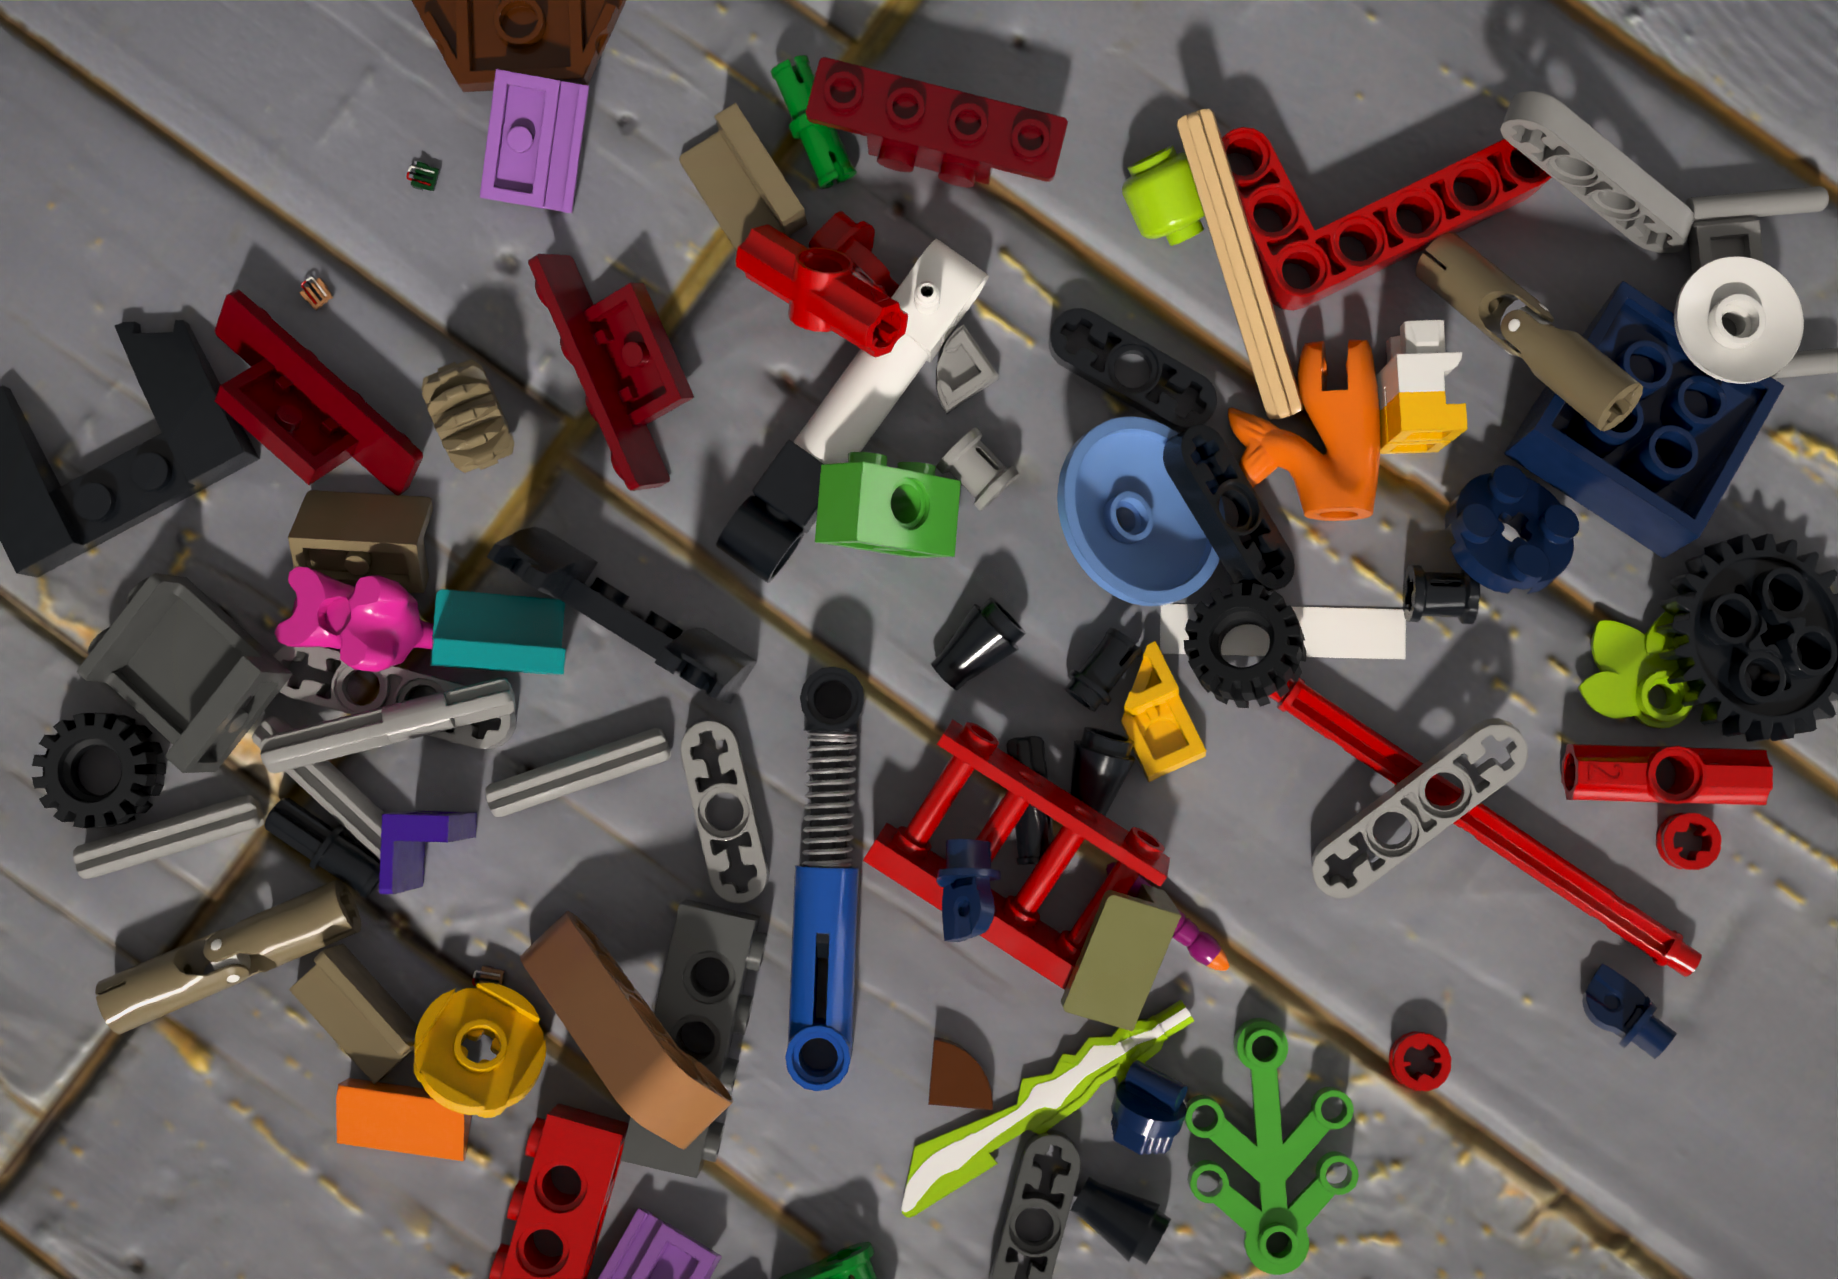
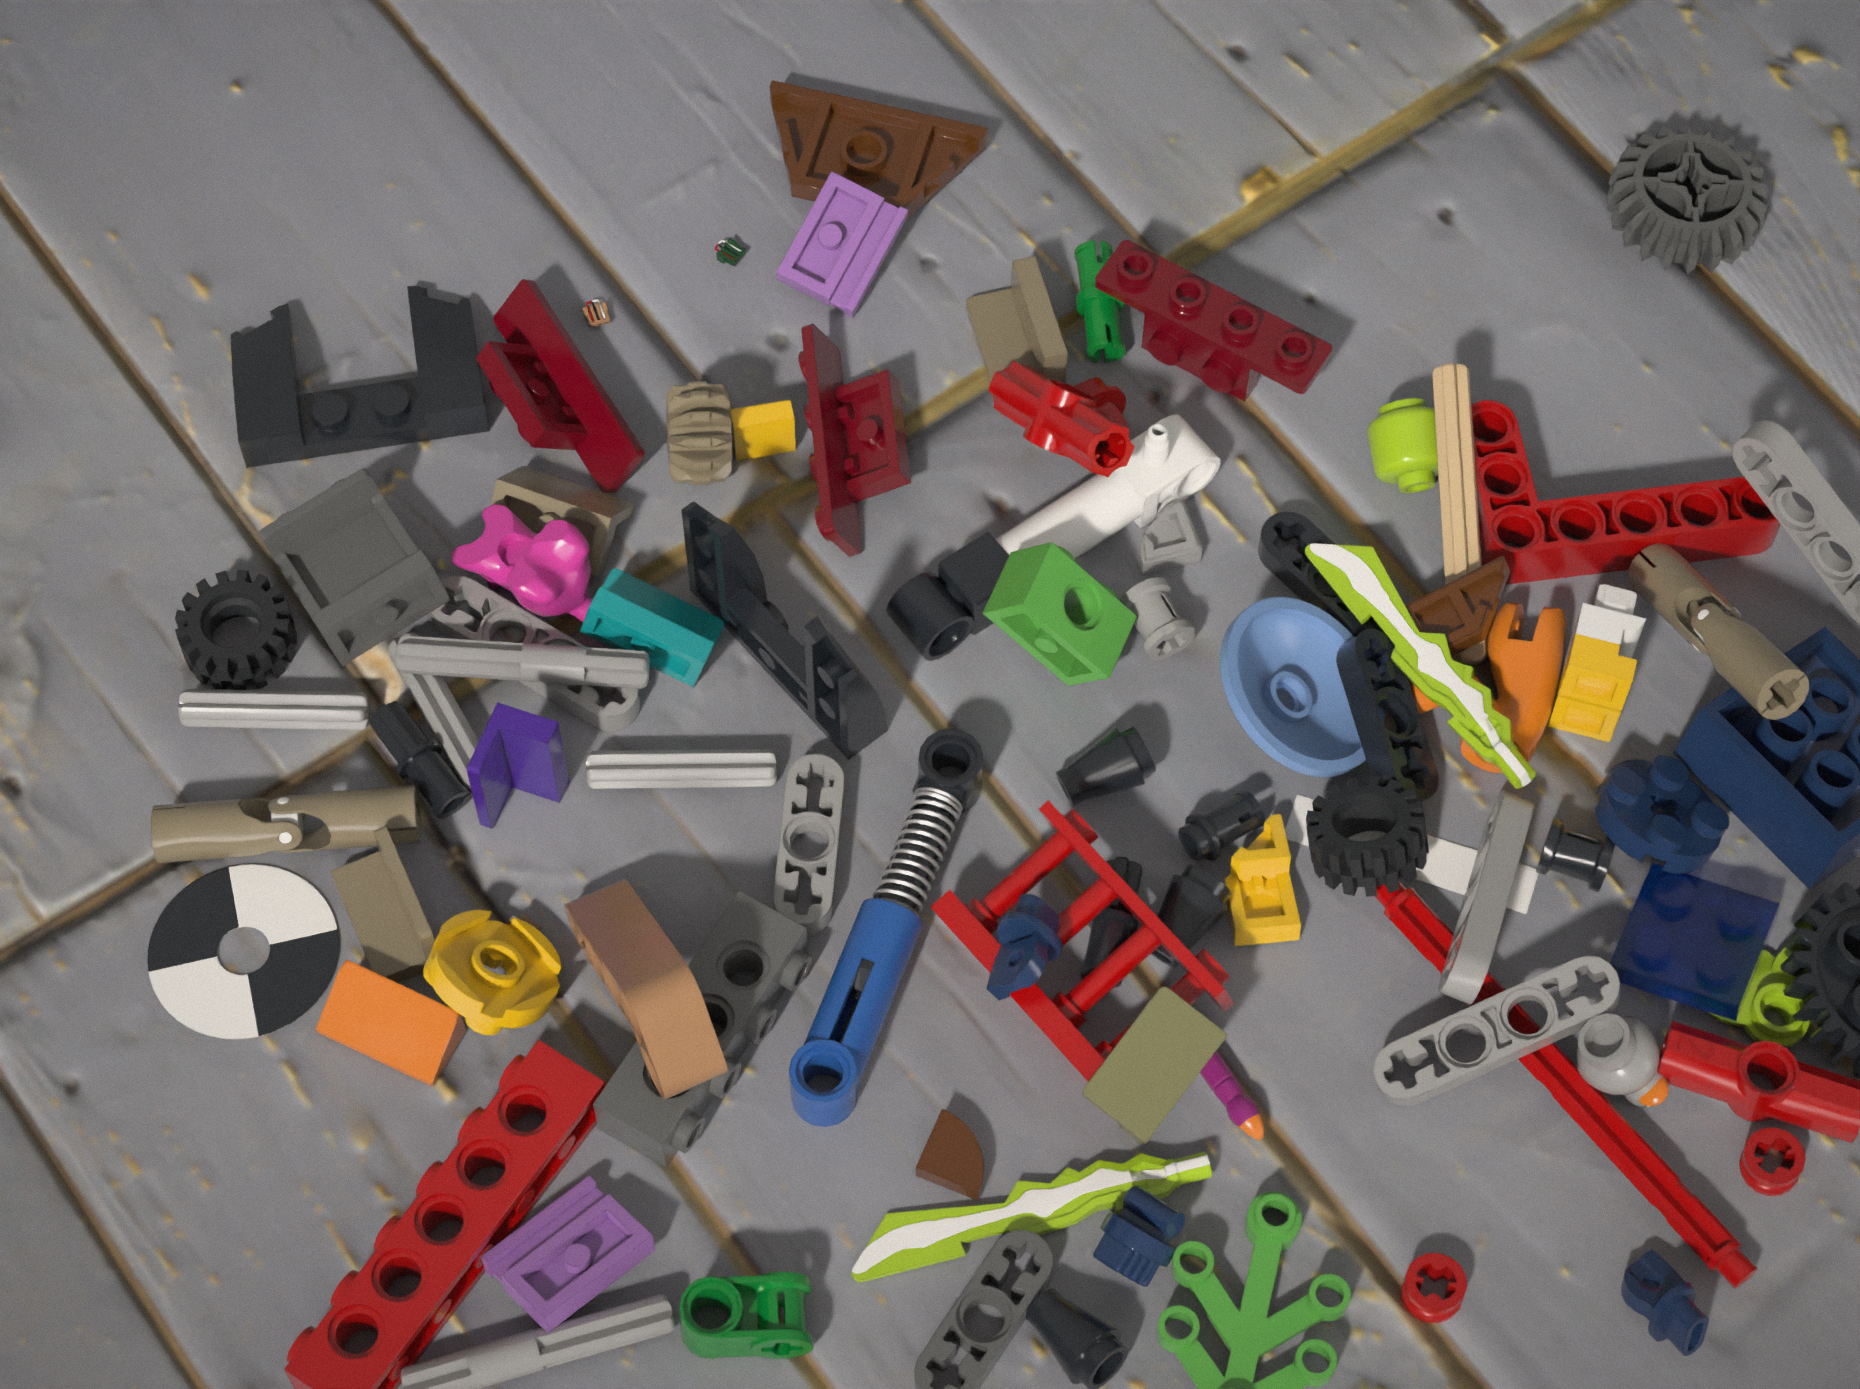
camera: 15 degrees right, 25 degrees down
(185, 1072) = (245, 1006): none -> sticker
(528, 383) = (763, 430): none -> yellow tile
(1250, 442) = (1423, 657): none -> lime sword
(1267, 382) = (1462, 607): none -> reddish brown tile
(1374, 676) = (1486, 898): none -> light grey beam
(1539, 802) = (1621, 1059): none -> light grey animal
(1572, 651) = (1694, 941): none -> clear blue plate

